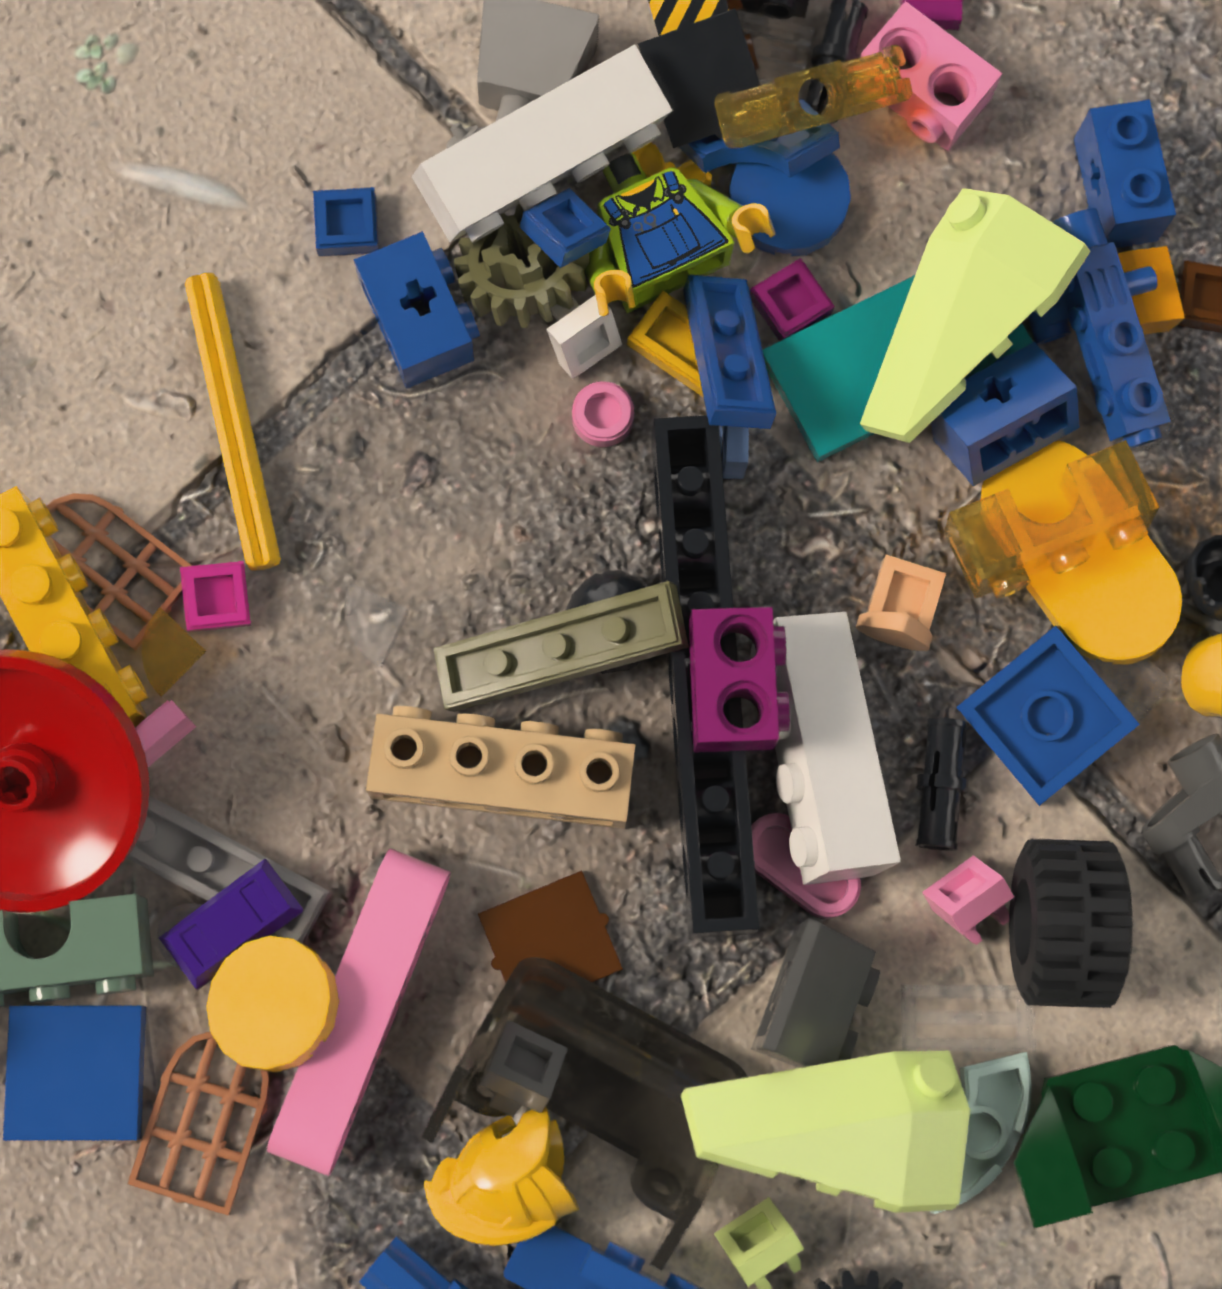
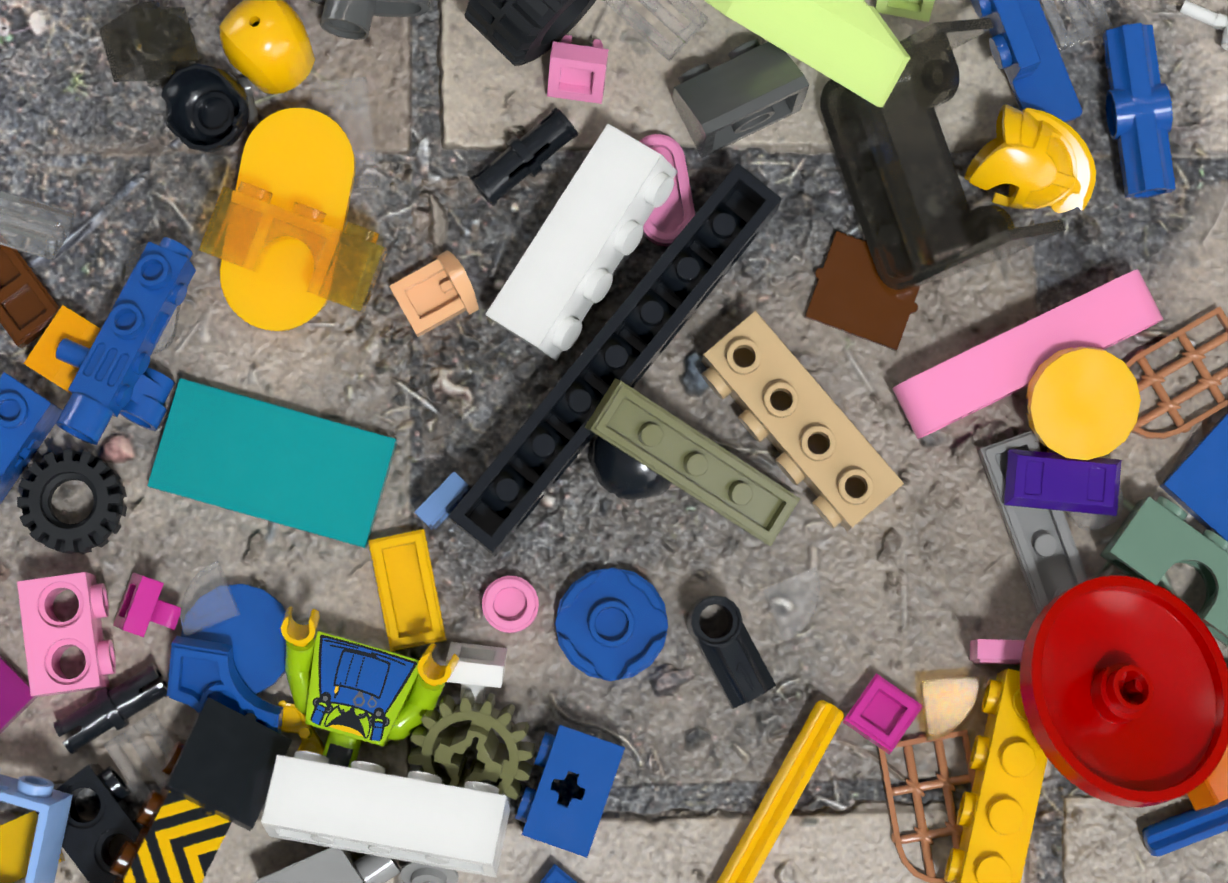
camera: 135 degrees left, 5 degrees up
(387, 529) = (731, 655): none -> black piece
(506, 471) = (611, 624): none -> blue tile
(522, 1069) = (962, 216): dark grey tile -> none
(565, 227) = (426, 742): blue tile -> none
(719, 679) = (621, 333): magenta brick -> none
(728, 352) = (393, 559): blue tile -> none
(775, 108) = (135, 658): clear yellow piece -> none
(791, 300) = (308, 565): magenta tile -> none
(842, 196) = (207, 600): none -> clear tile
(884, 153) = (142, 605): none -> dark pink tile
(973, 287) = (196, 442): yellowish green wedge -> none
(1007, 414) = (277, 347): blue brick -> none
(1036, 151) = (38, 494): none -> black tyre
(1047, 715) = (415, 135): blue tile -> none

